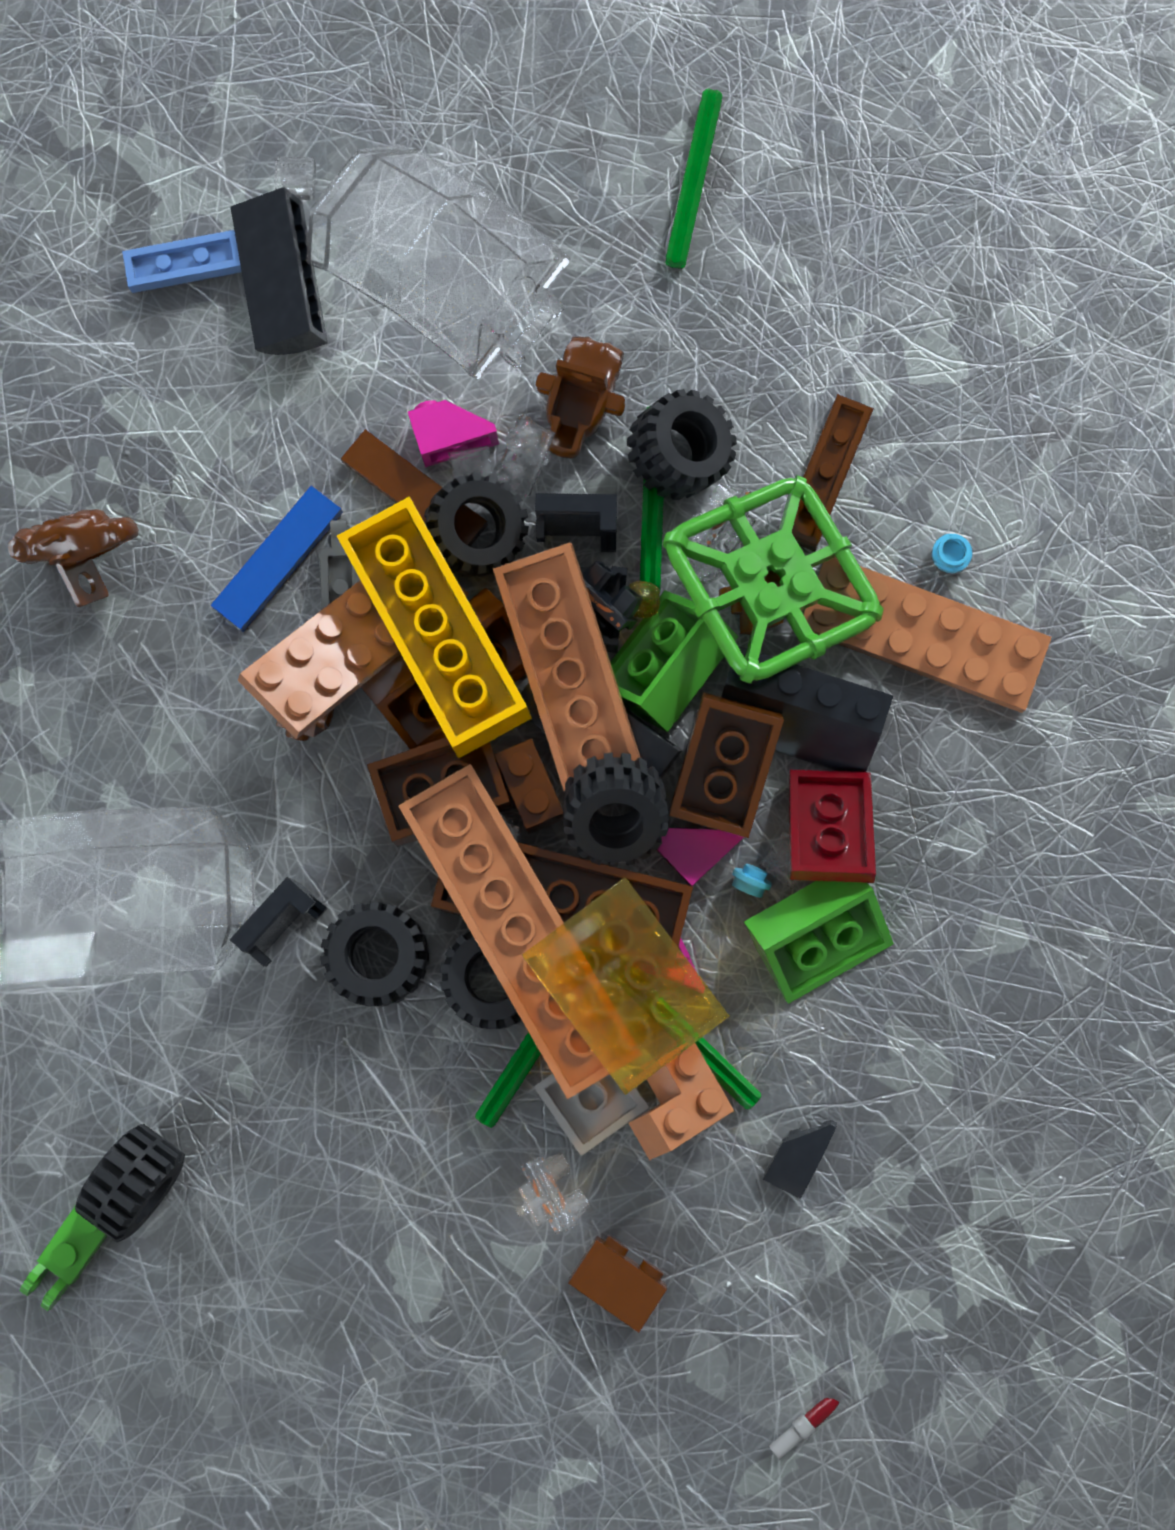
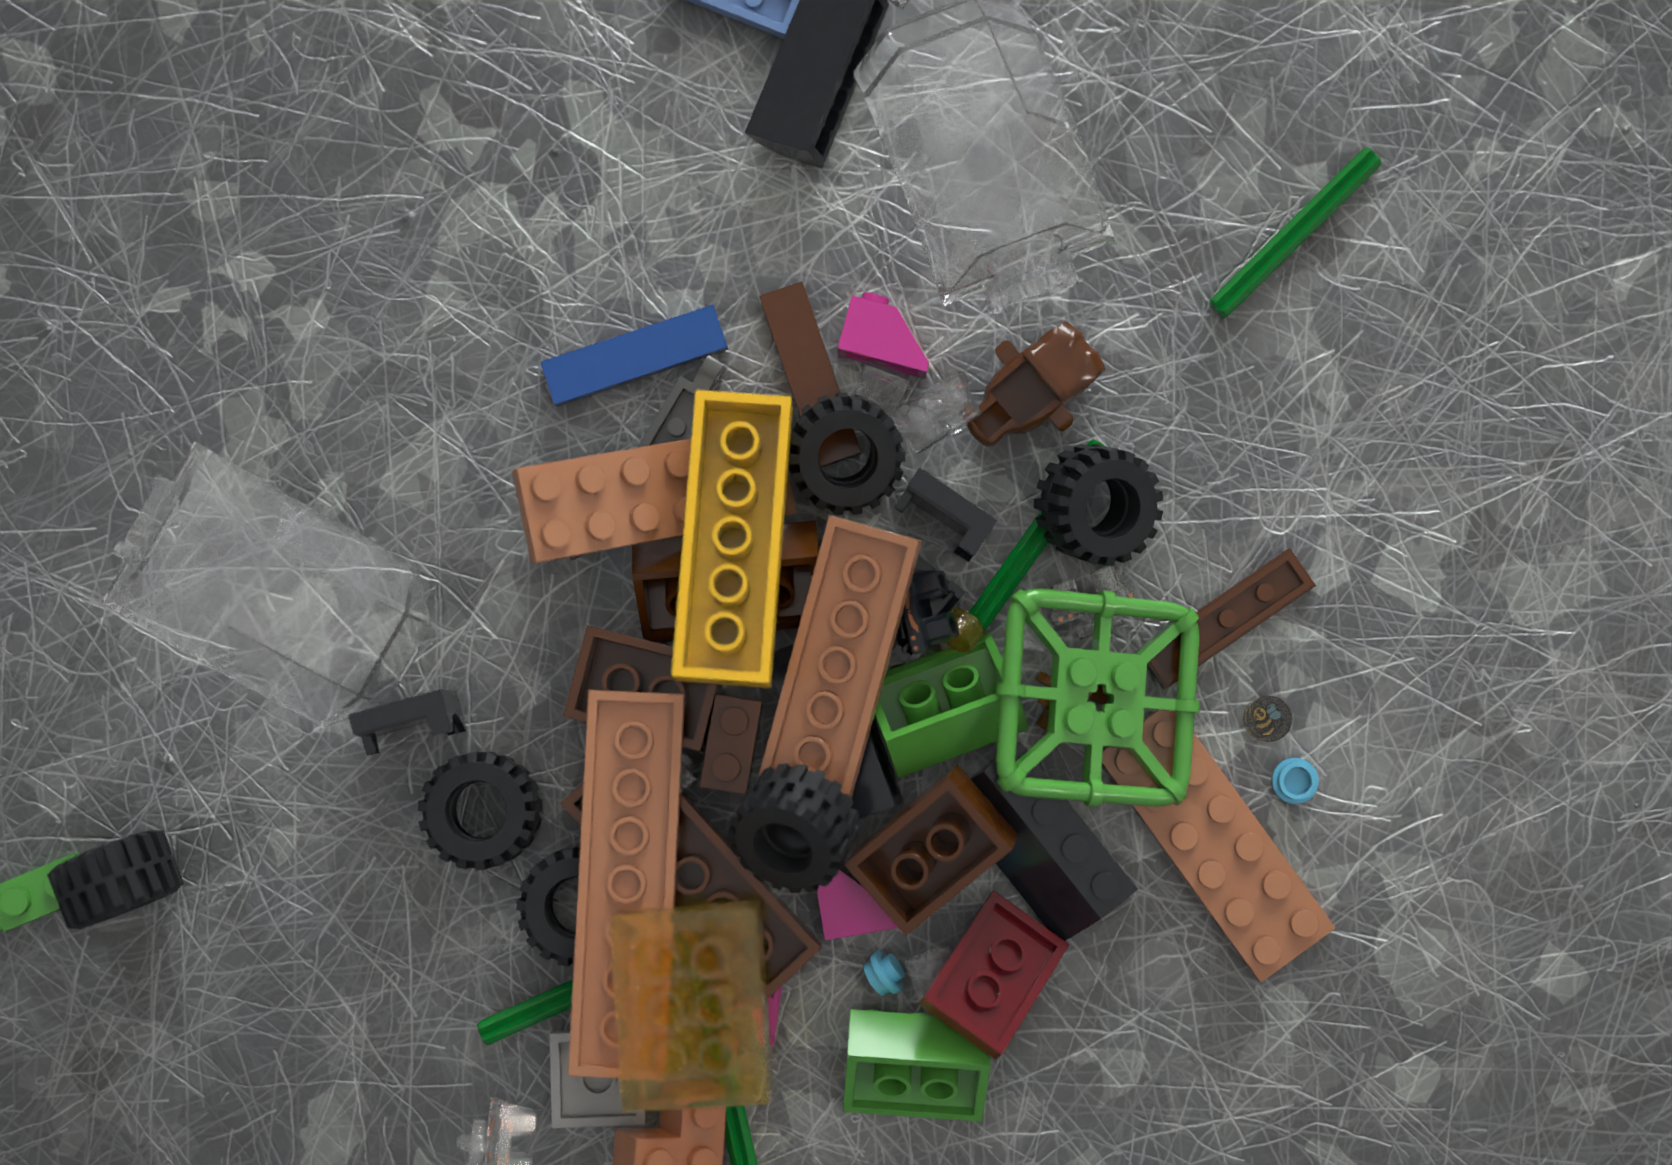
camera: 30 degrees right, 5 degrees up
(71, 545) = (442, 220): reddish brown piece -> none
(903, 523) = (1267, 718): none -> clear smoke tile

